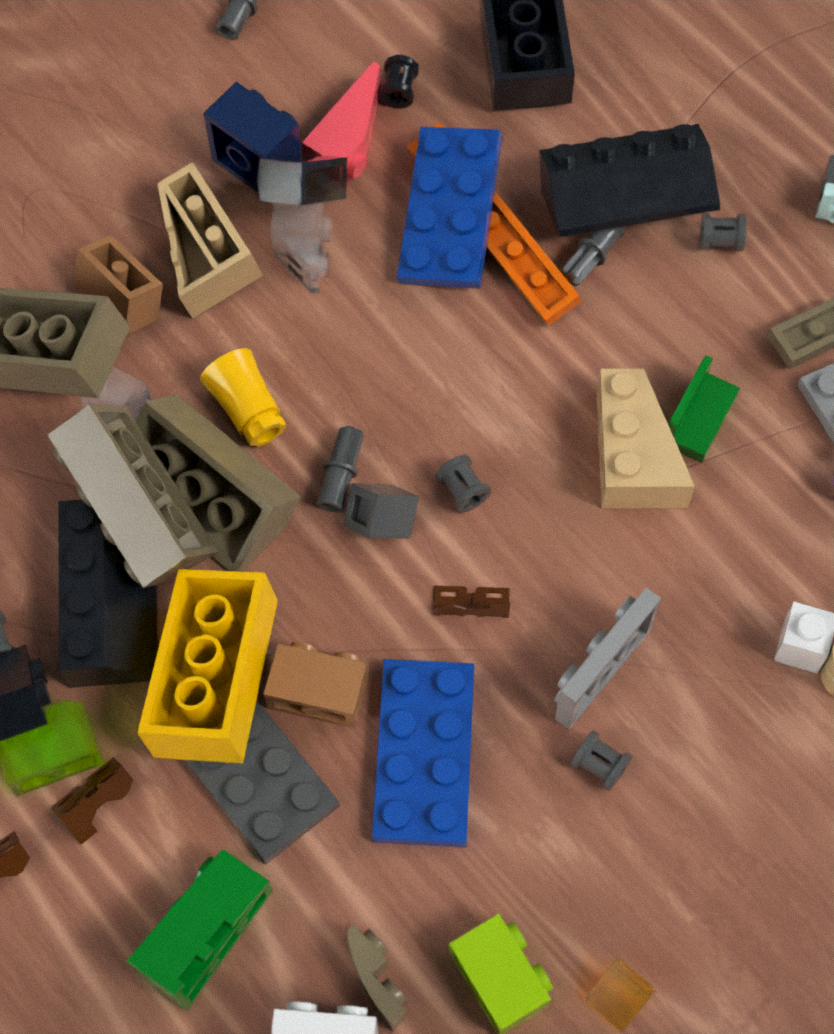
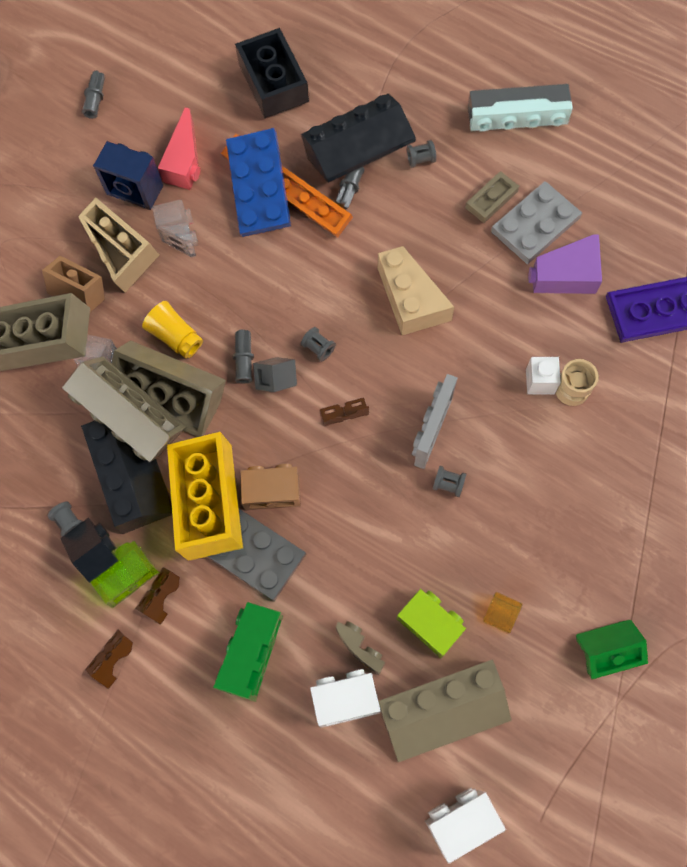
camera: 15 degrees left, 5 degrees up
(302, 179) = (165, 189): clear smoke brick -> none
(398, 81) = (203, 116): black bush -> none
(424, 753) = (345, 508): blue plate -> none
(701, 412) = (443, 262): green panel -> none

